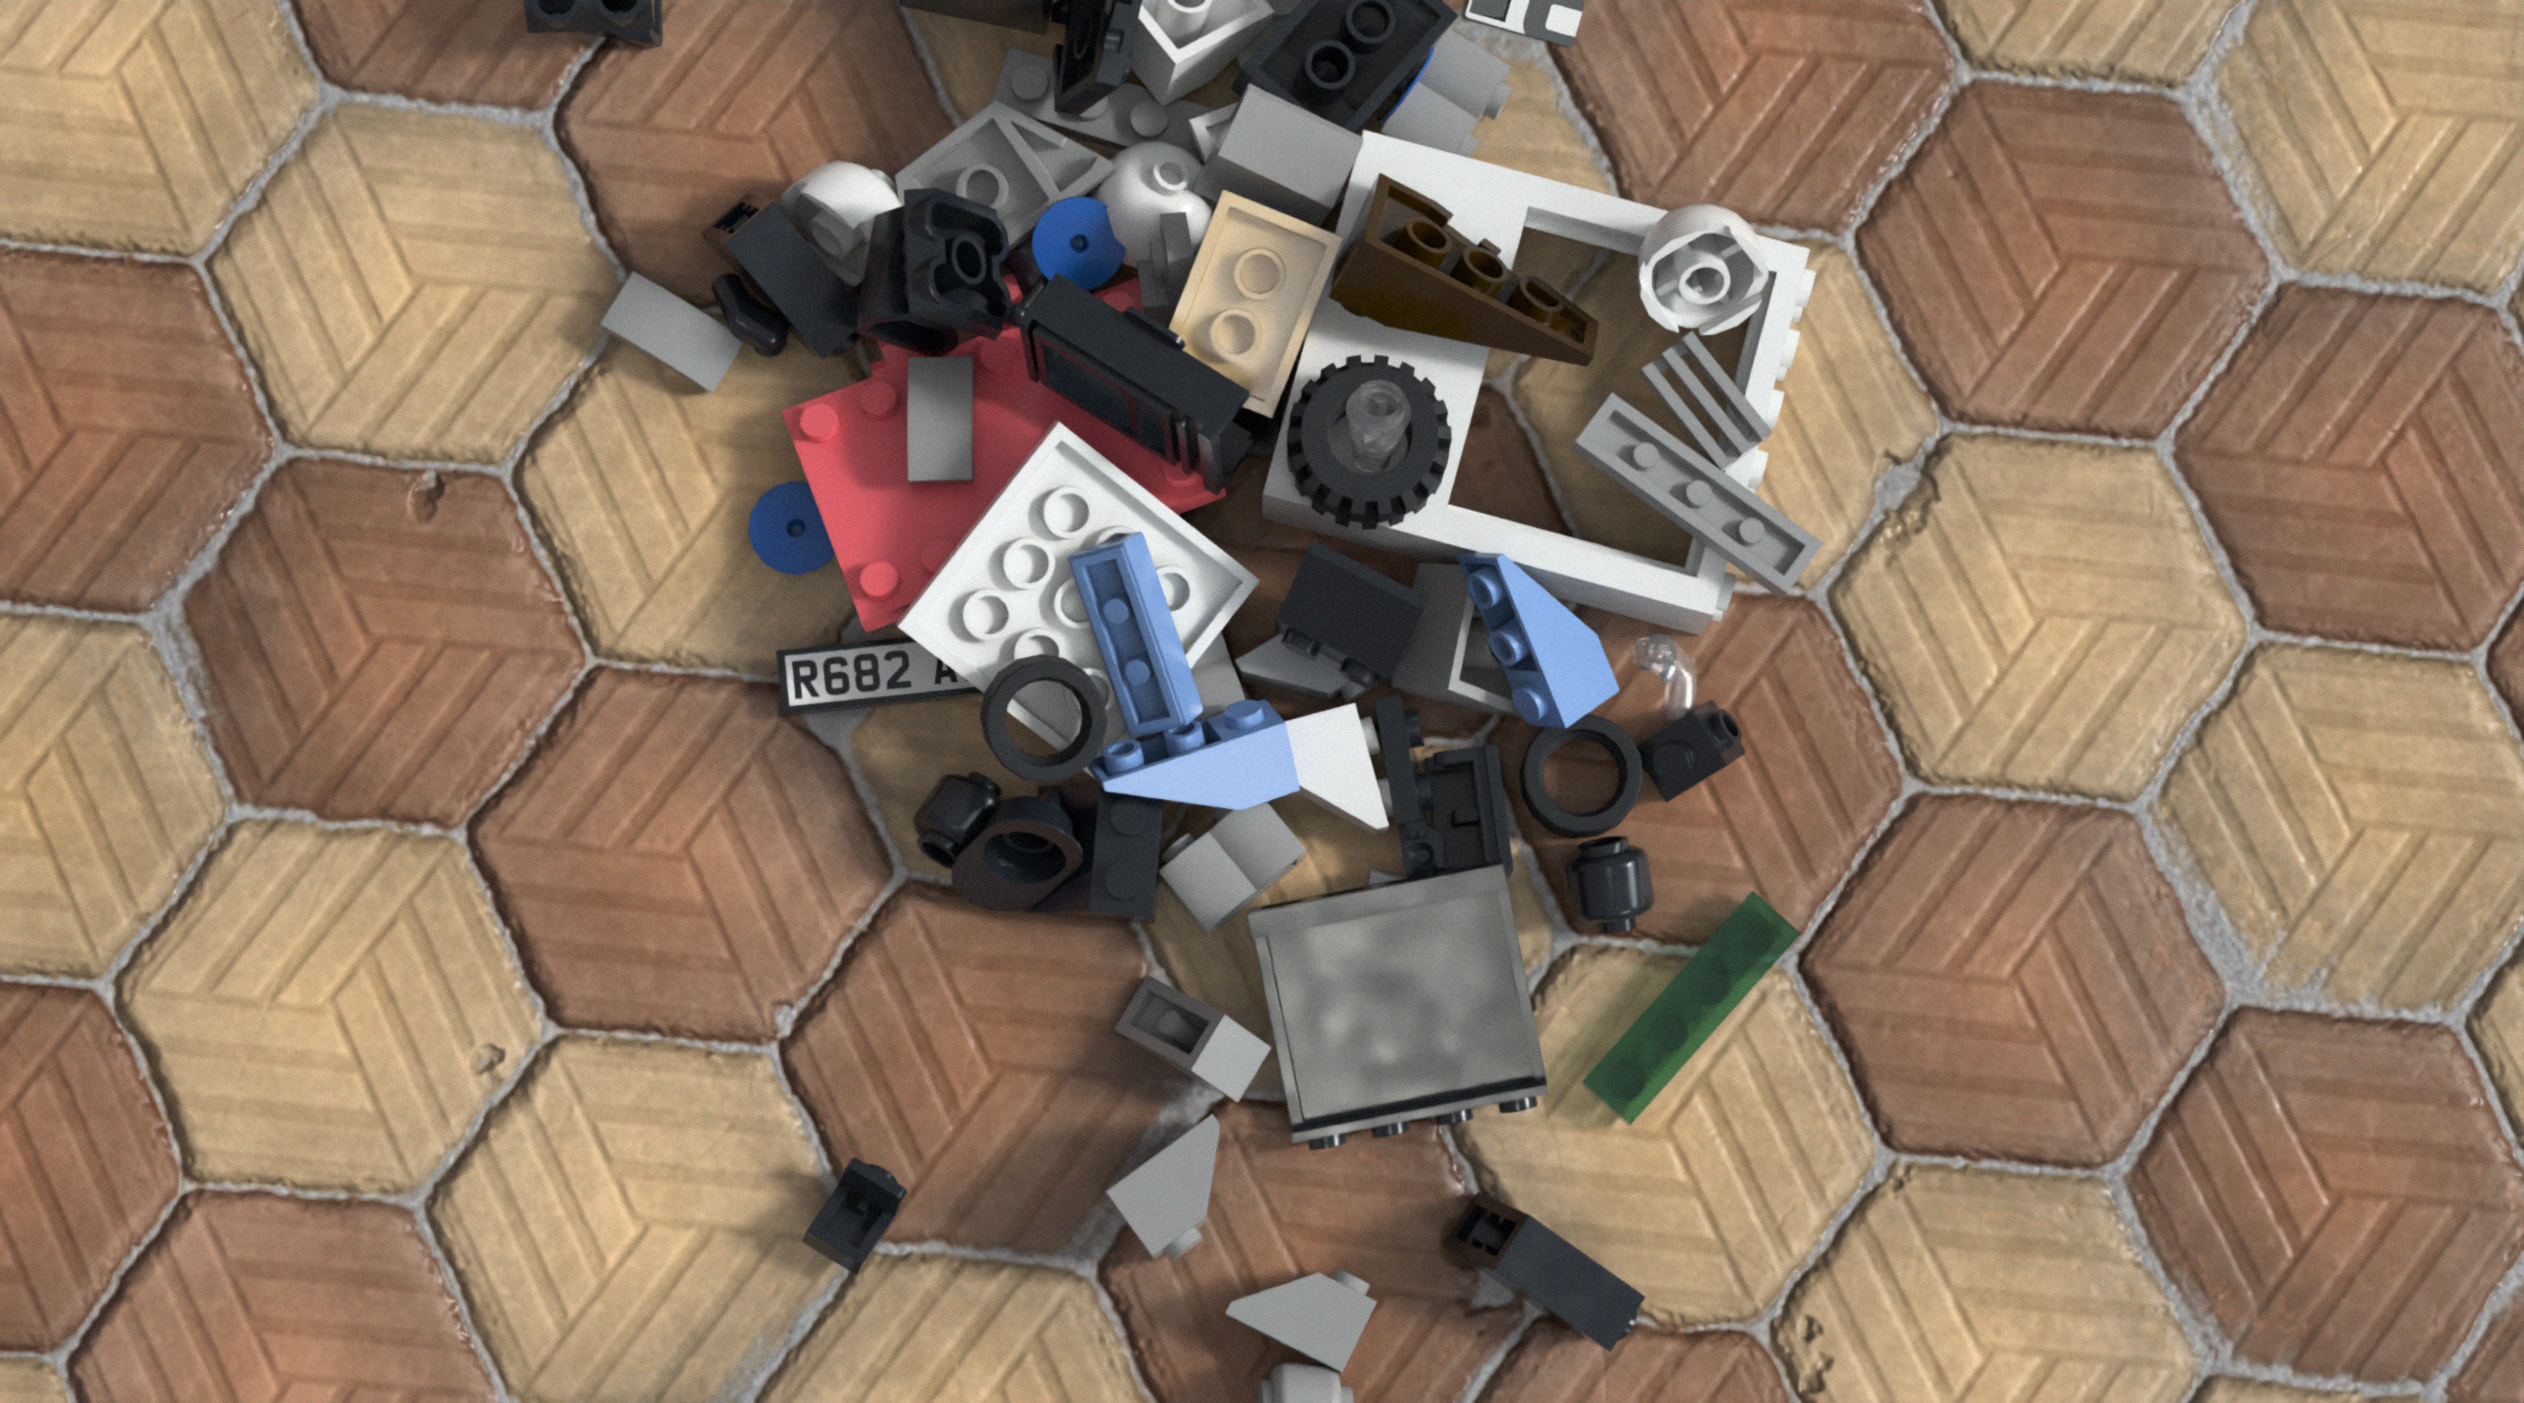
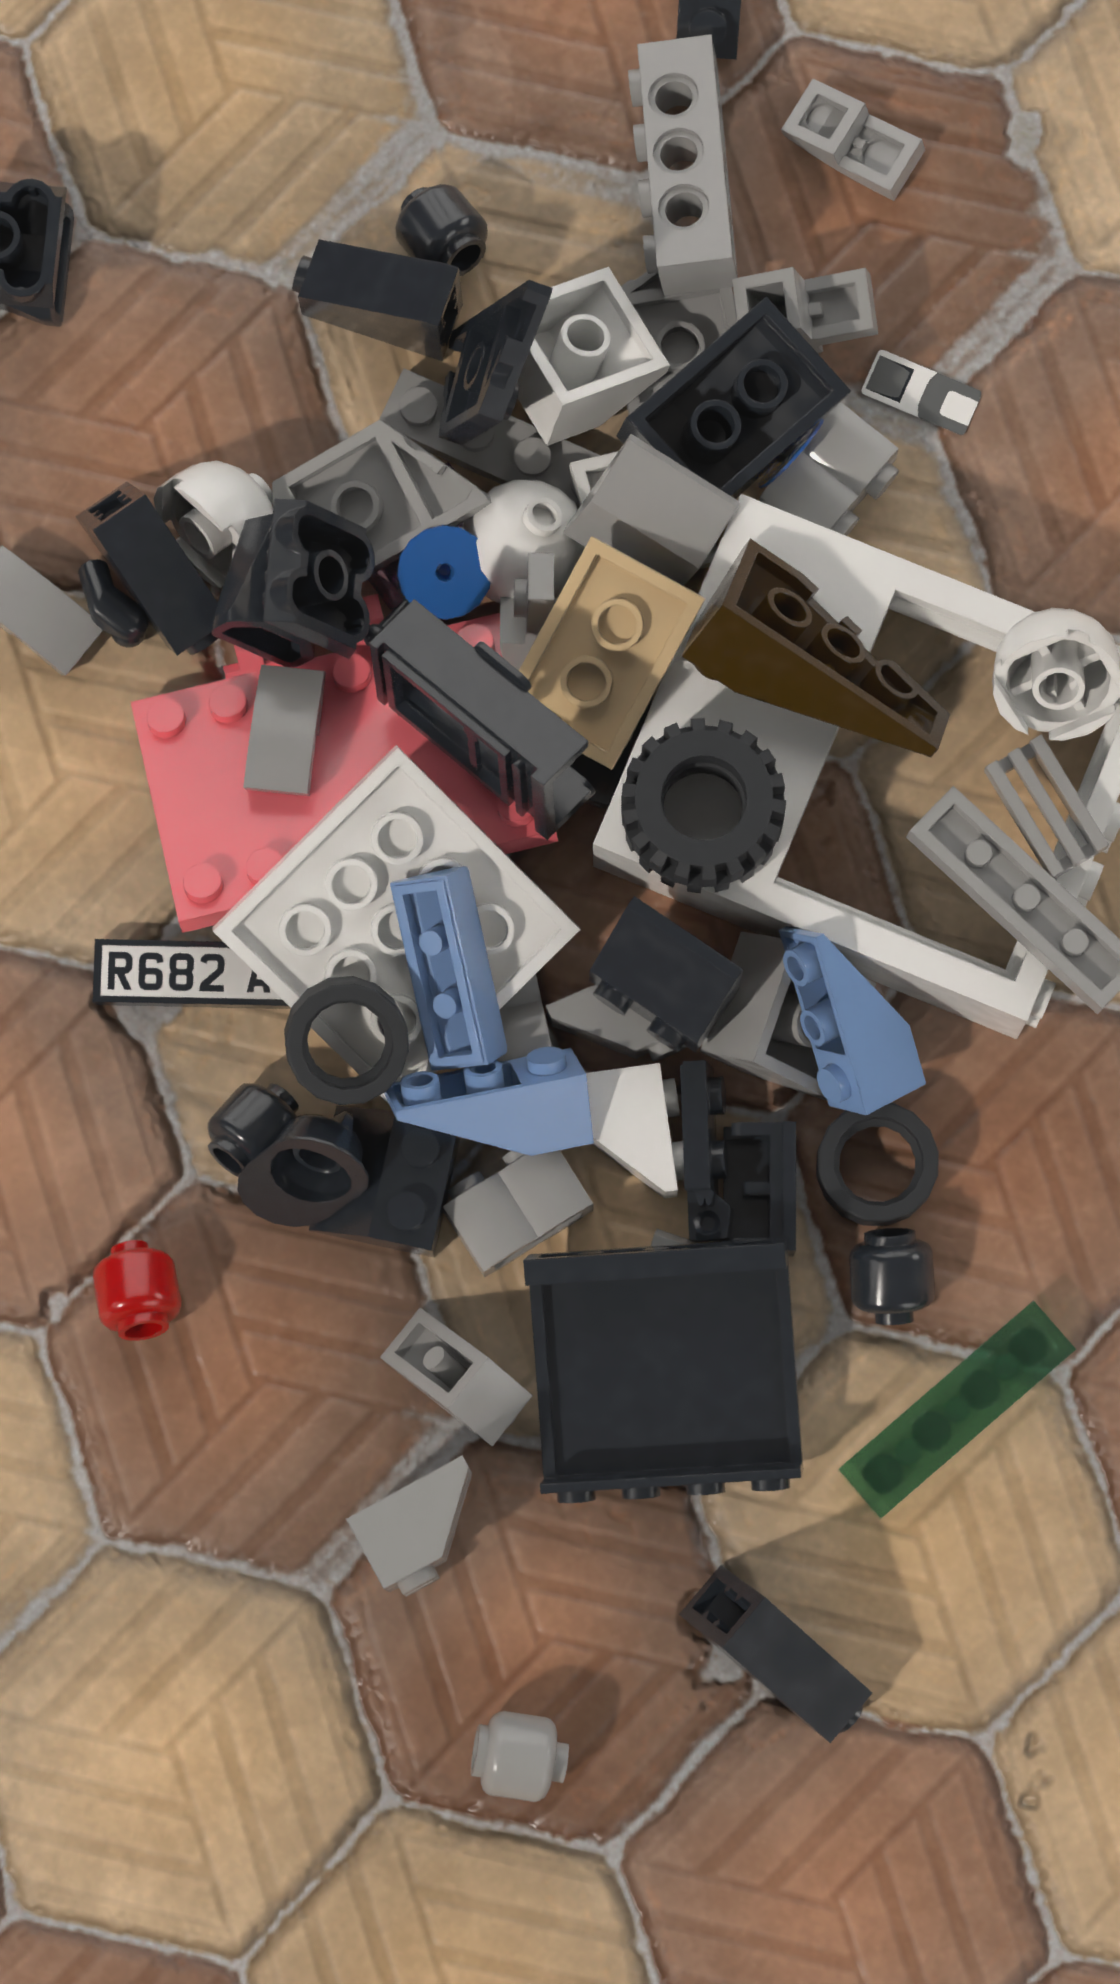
camera: 15 degrees right, 0 degrees up
(790, 530) = (123, 821): blue piece -> none
(856, 1215) = (100, 1509): black bracket -> none
(864, 994) = (136, 1291): none -> red head
(1310, 1315) = (537, 1667): light grey slope -> none
(1376, 423) = (711, 788): clear cone -> none
(1674, 668) = (986, 1071): clear arm -> none
(1691, 749) = (991, 1151): black bracket -> none

